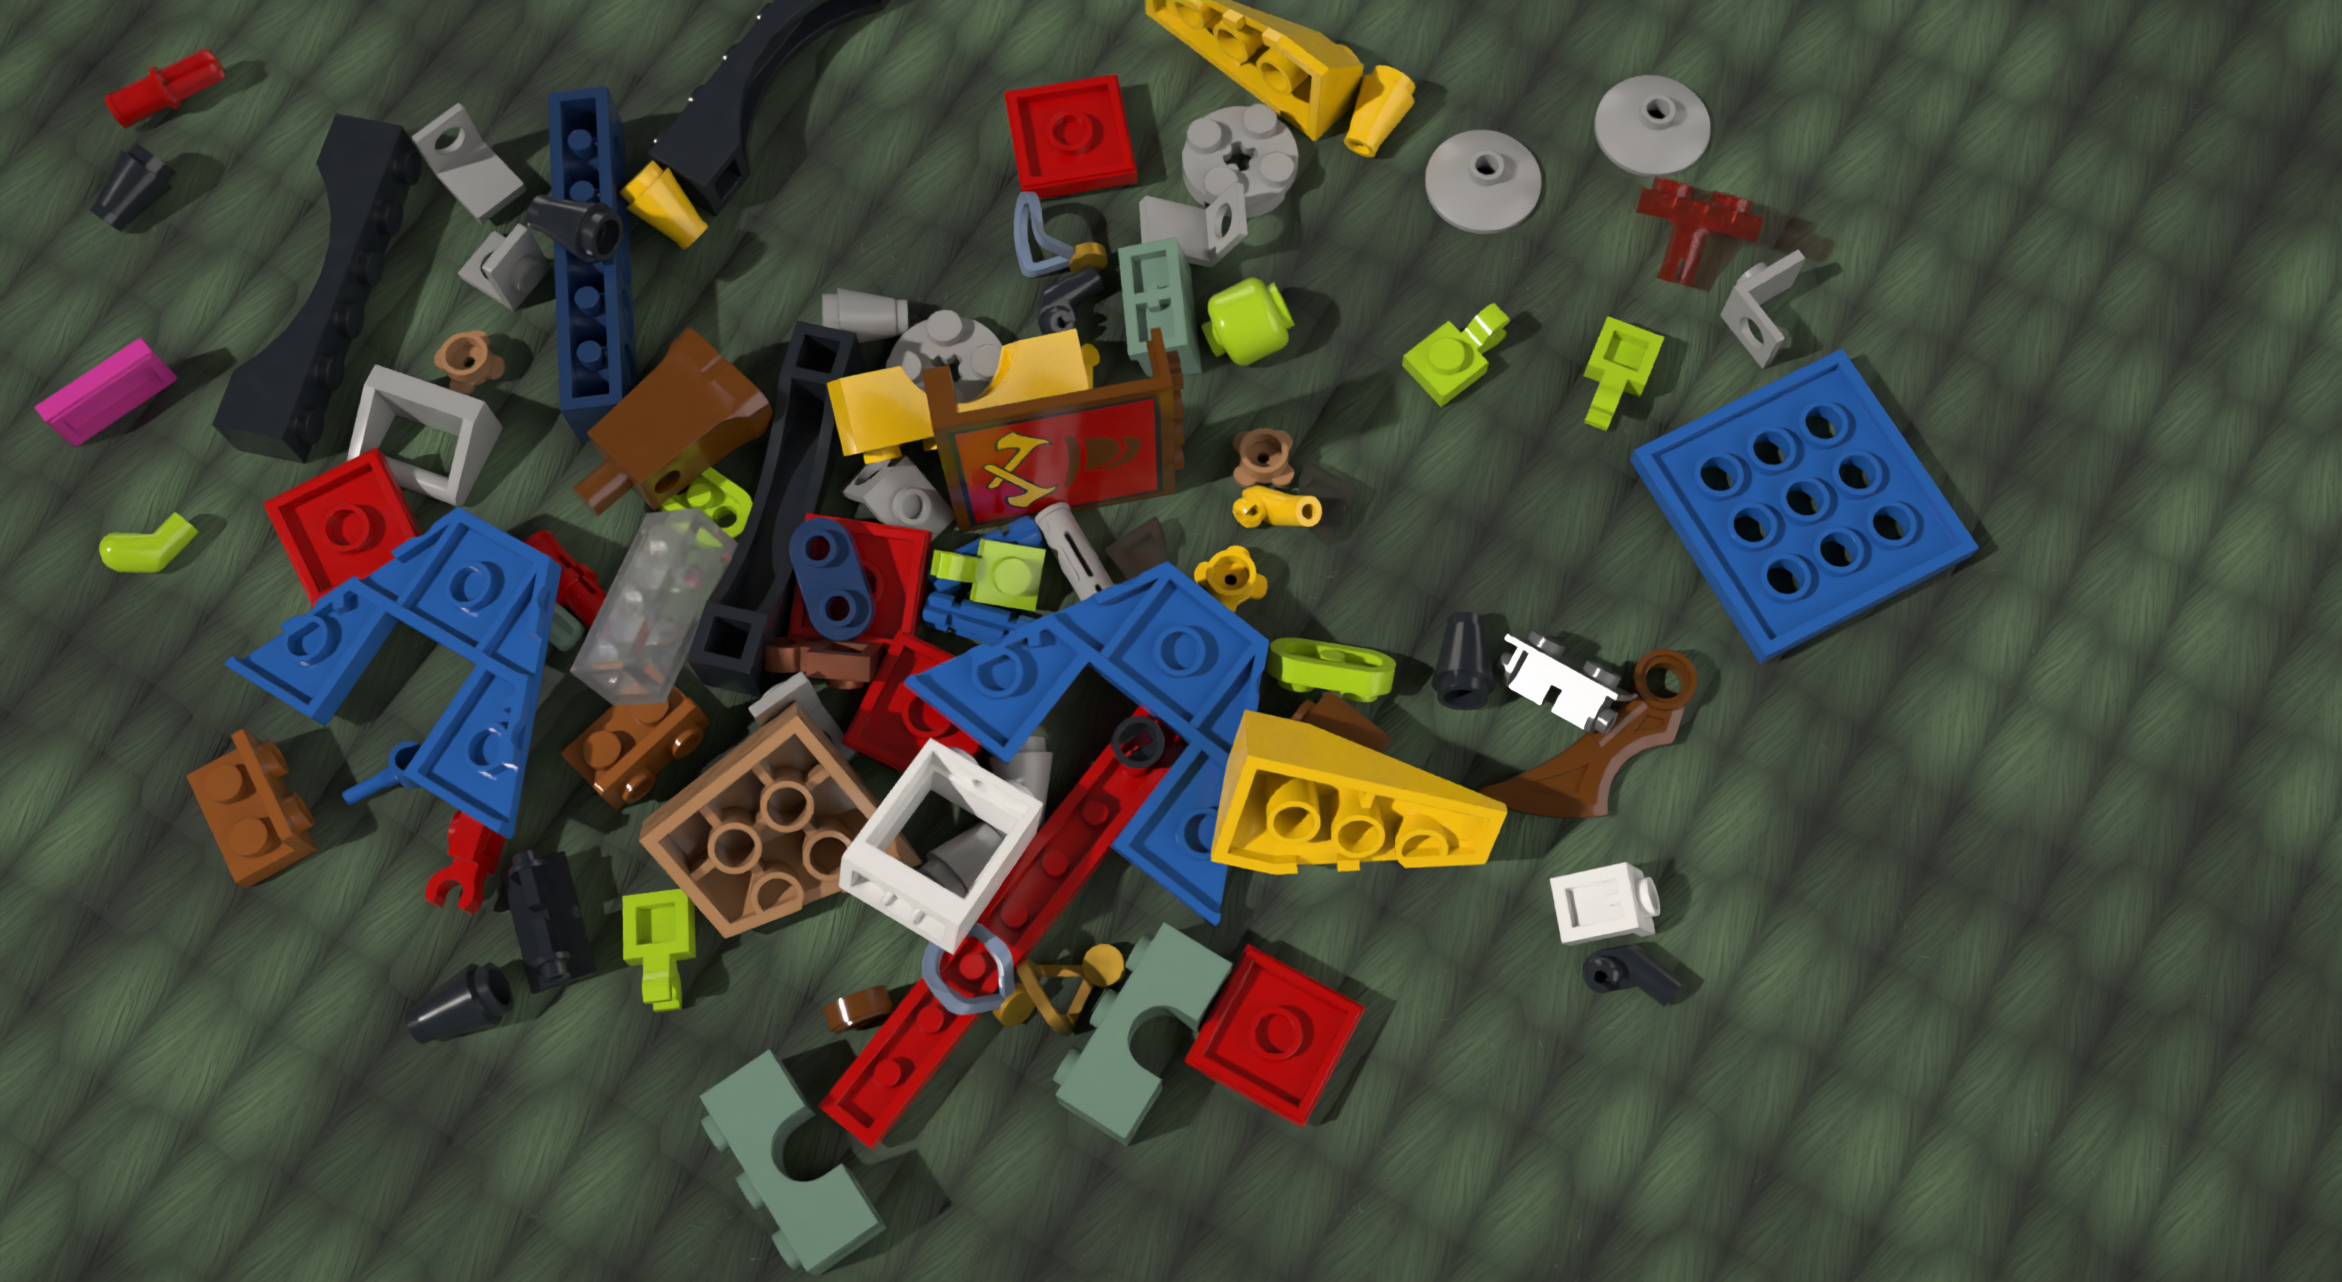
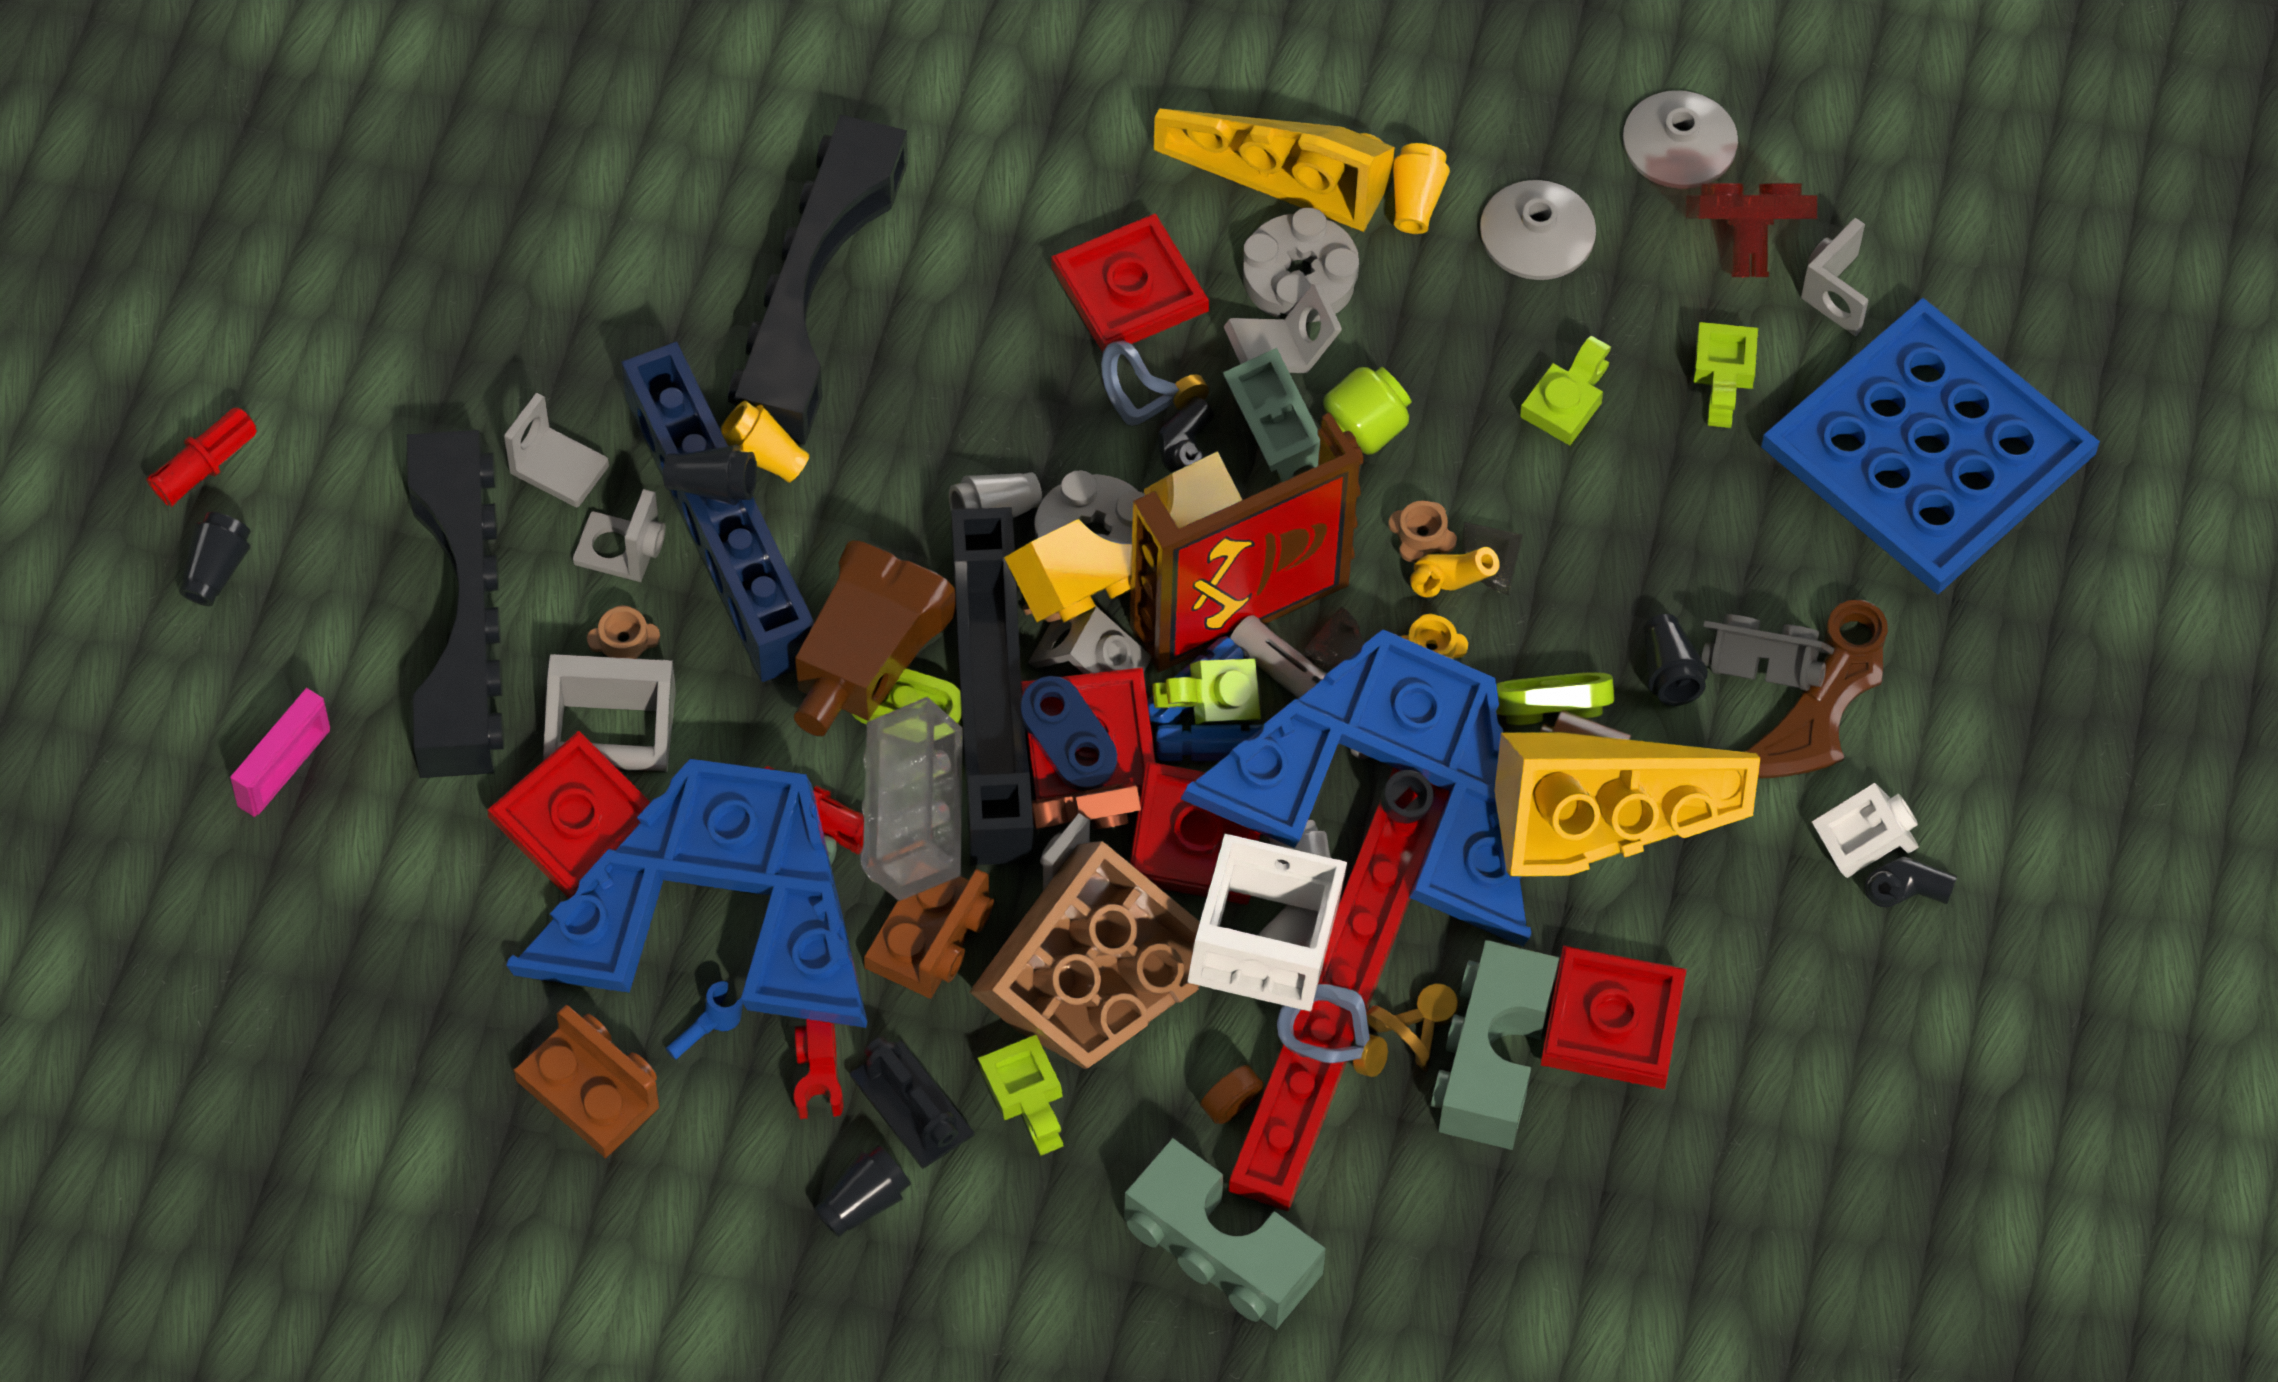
camera: 20 degrees left, 10 degrees down
(147, 551) = (380, 887): lime arm -> none

